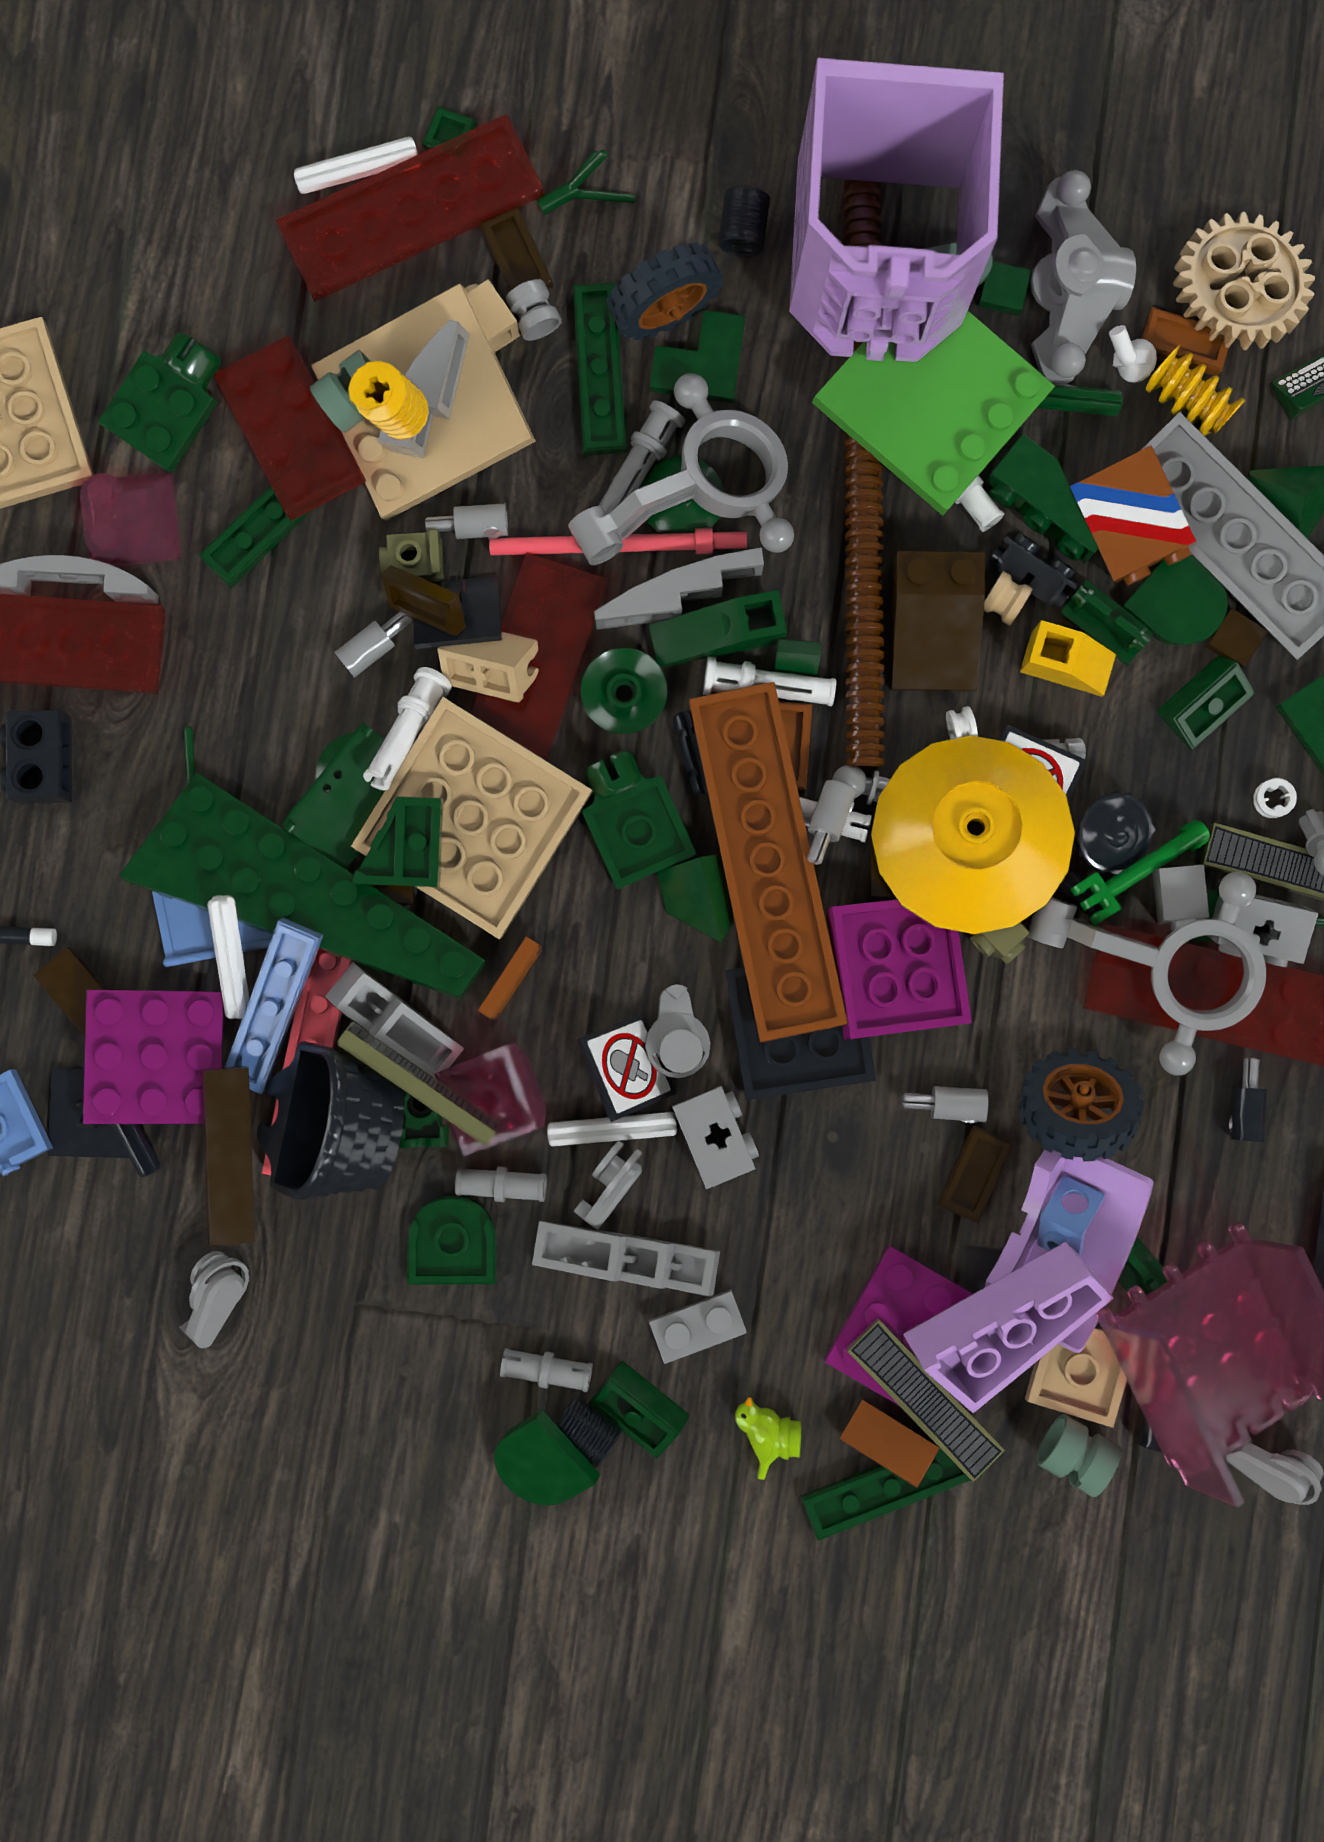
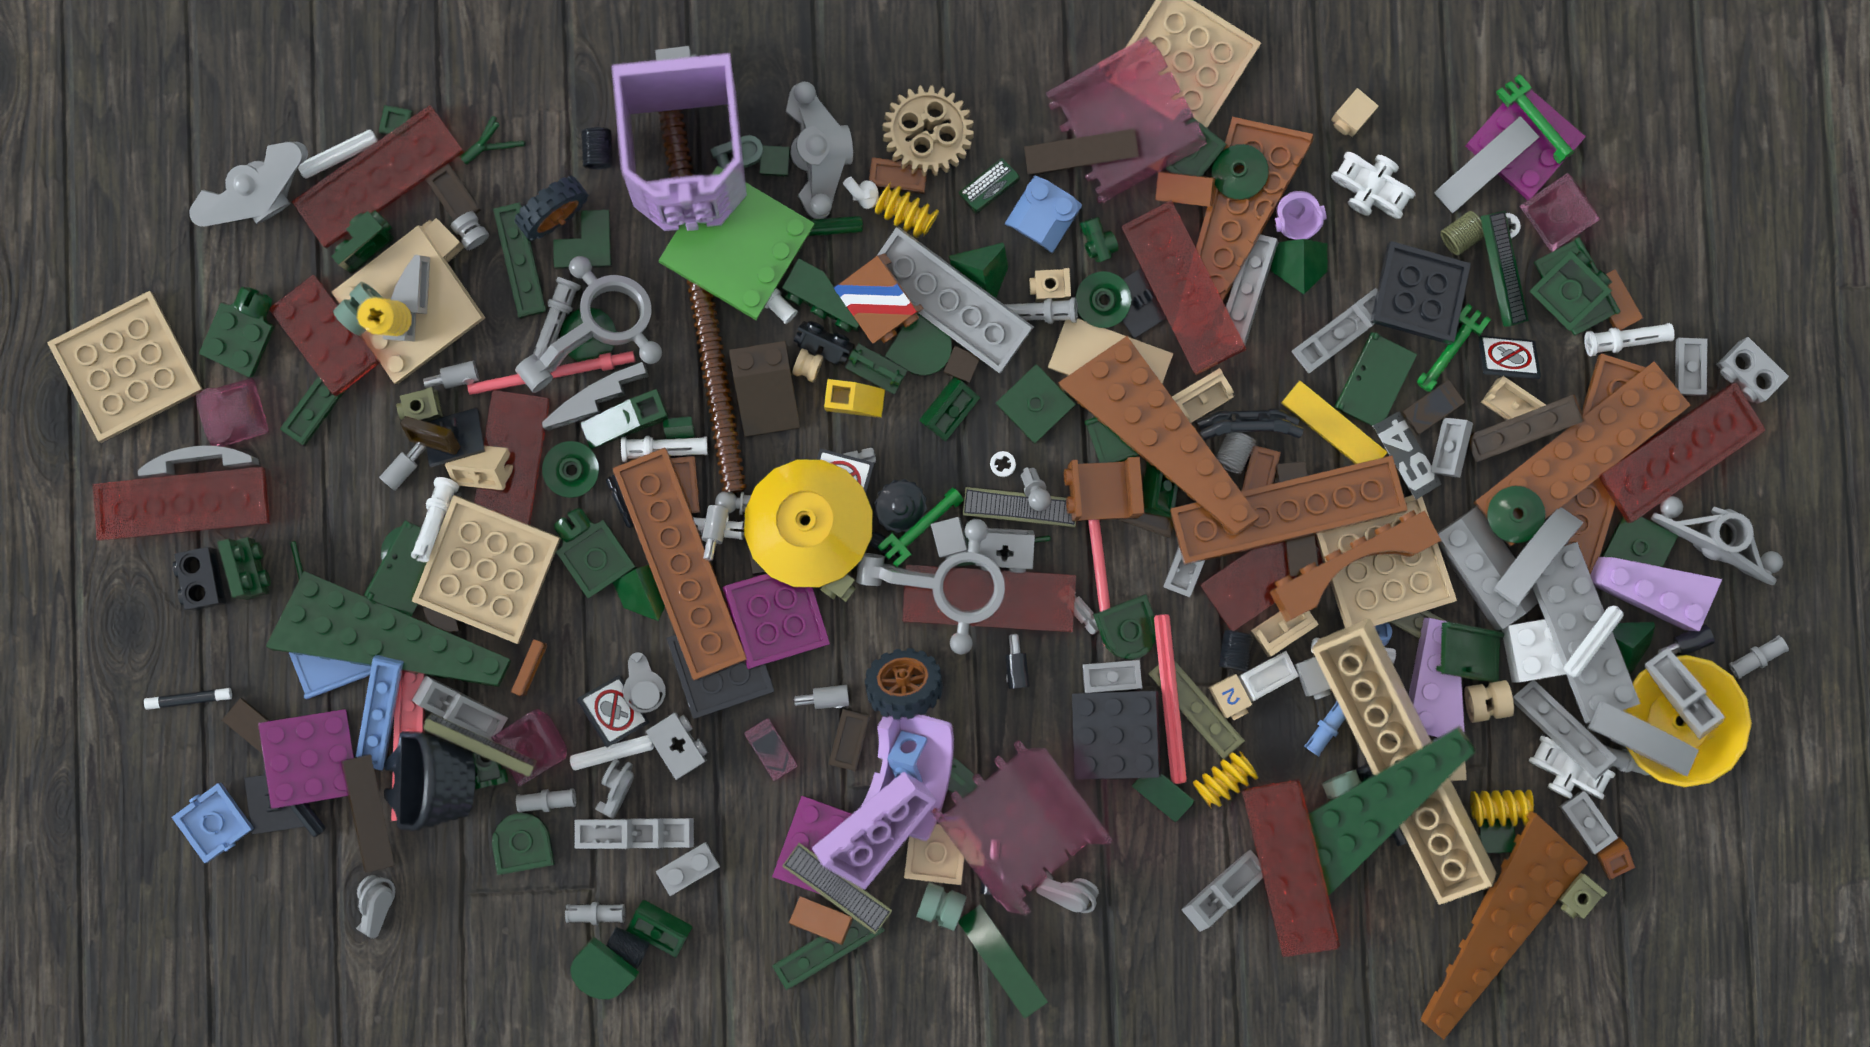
camera: 10 degrees left, 0 degrees up
(107, 751) = (244, 568): none -> dark green plate
(221, 188) = (252, 189): none -> light grey piece
(229, 955) = (345, 685): white axle -> none
(378, 295) = (369, 236): none -> dark green plate
(406, 846) = (447, 595): dark green wing -> none
(768, 1434) = (743, 928): lime animal -> none
(854, 1167) = (771, 749): none -> clear pink tile
(961, 724) = (792, 452): white bush -> none
(1160, 1560) = (1002, 961): none -> dark green slope

